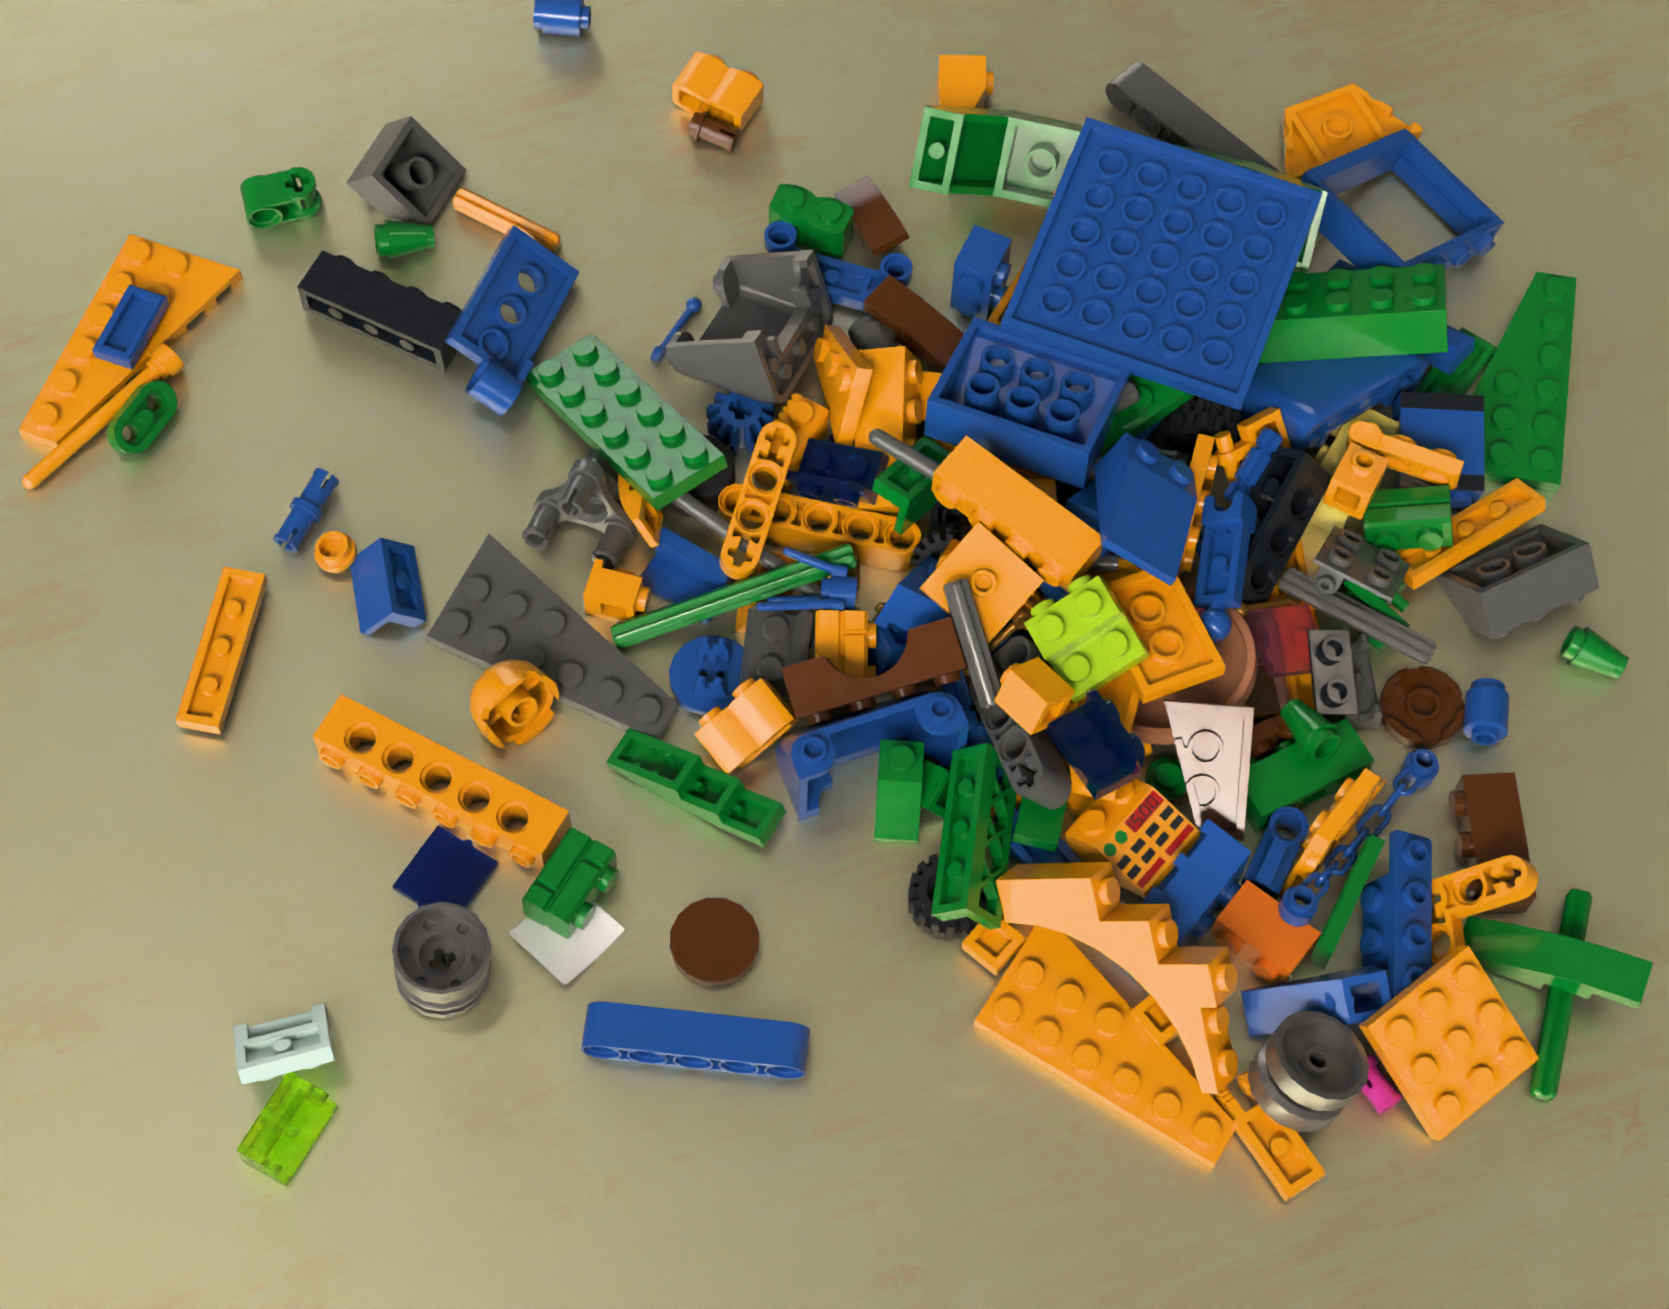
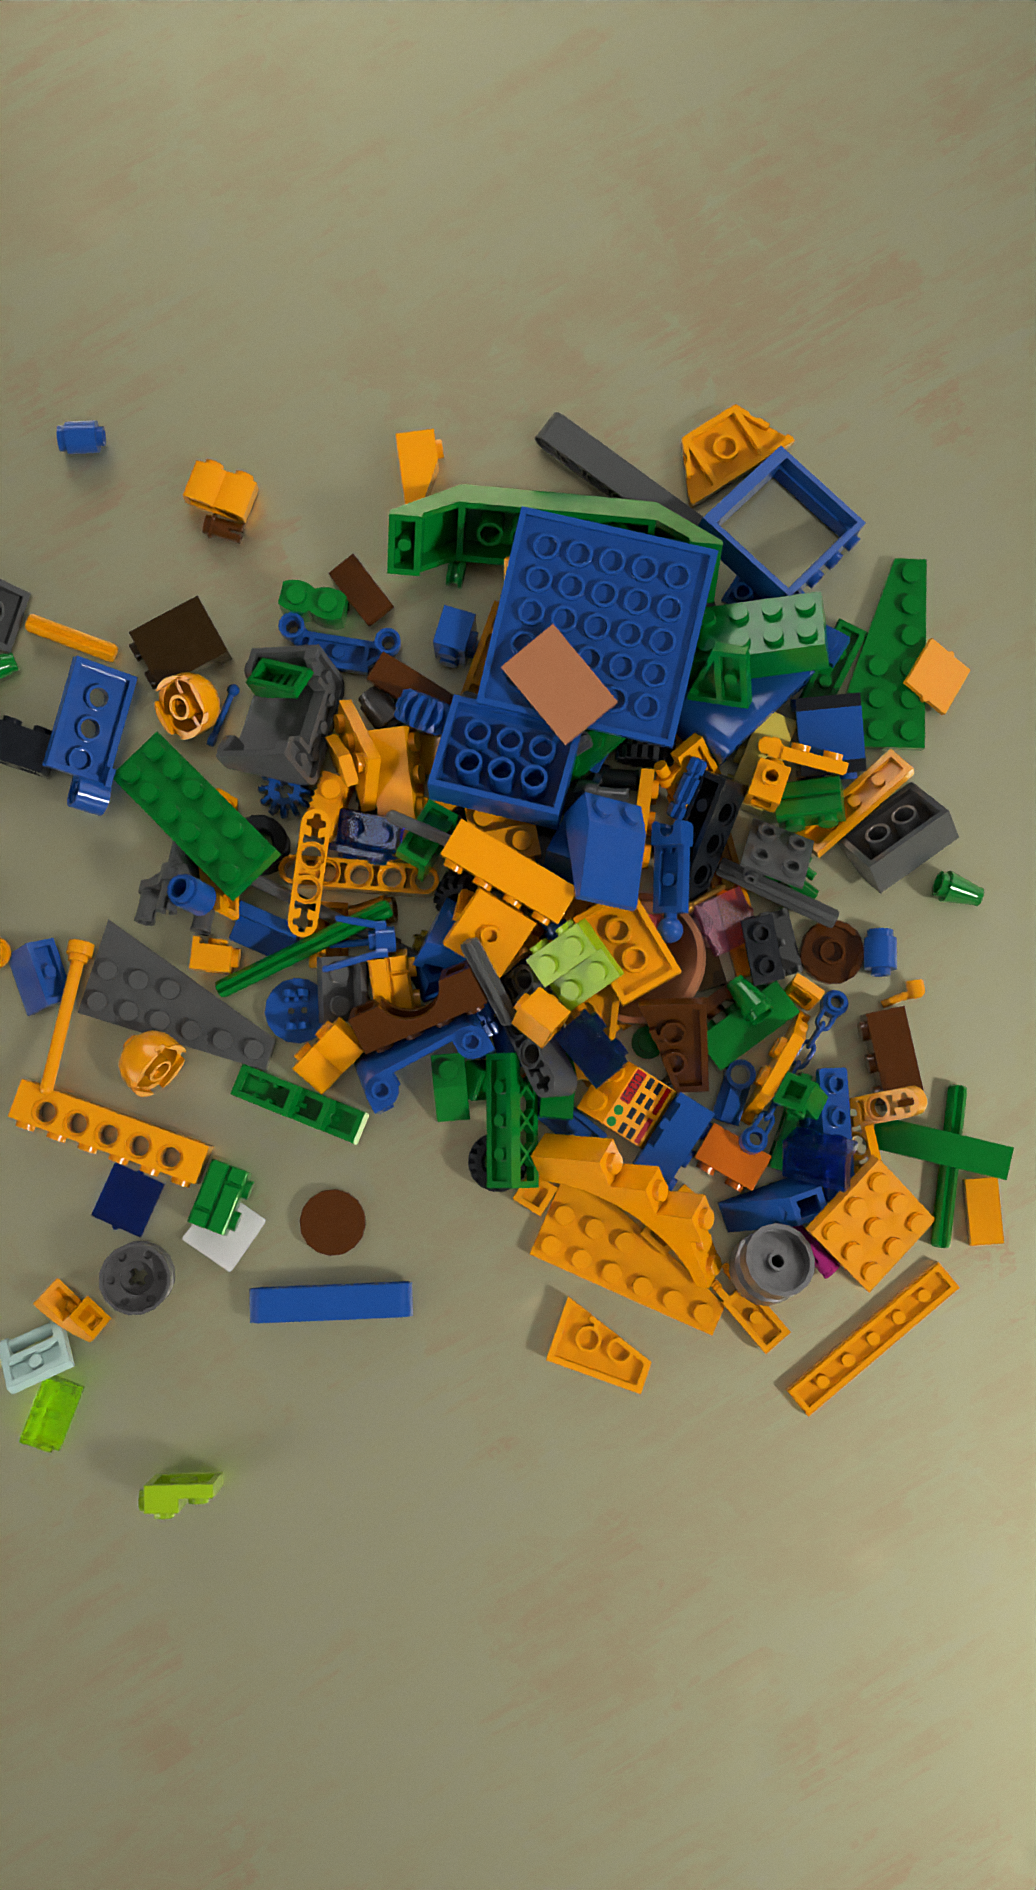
camera: 10 degrees left, 20 degrees up
(333, 993) = (71, 1313): none -> light orange slope
(432, 1248) = (172, 1491): none -> lime plate
(443, 566) = (78, 955): none -> light orange piece
(607, 490) = (191, 894): none -> blue brick
(636, 240) = (178, 642): none -> dark brown panel
(636, 302) = (187, 704): none -> light orange cylinder
(753, 285) = (271, 679): none -> green slope
(820, 380) = (342, 760): none -> light orange tile
(928, 335) = (421, 711): none -> blue gear
(990, 213) = (456, 573): none -> green bush
(1047, 1158) = (596, 1350): none -> light orange wing
(1108, 312) = (559, 684): none -> nougat tile
(1315, 340) = (725, 677): none -> green wing
(1369, 860) = (800, 1097): none -> green brick
(1383, 743) = (803, 992): none -> light orange tile
(1384, 935) = (818, 1158): none -> clear blue bracket
(1438, 1206) = (872, 1338): none -> light orange tile
(1528, 766) = (914, 988): none -> light orange hand
(1581, 405) = (936, 676): none -> light orange piece
(1605, 1059) = (983, 1211): none -> light orange tile

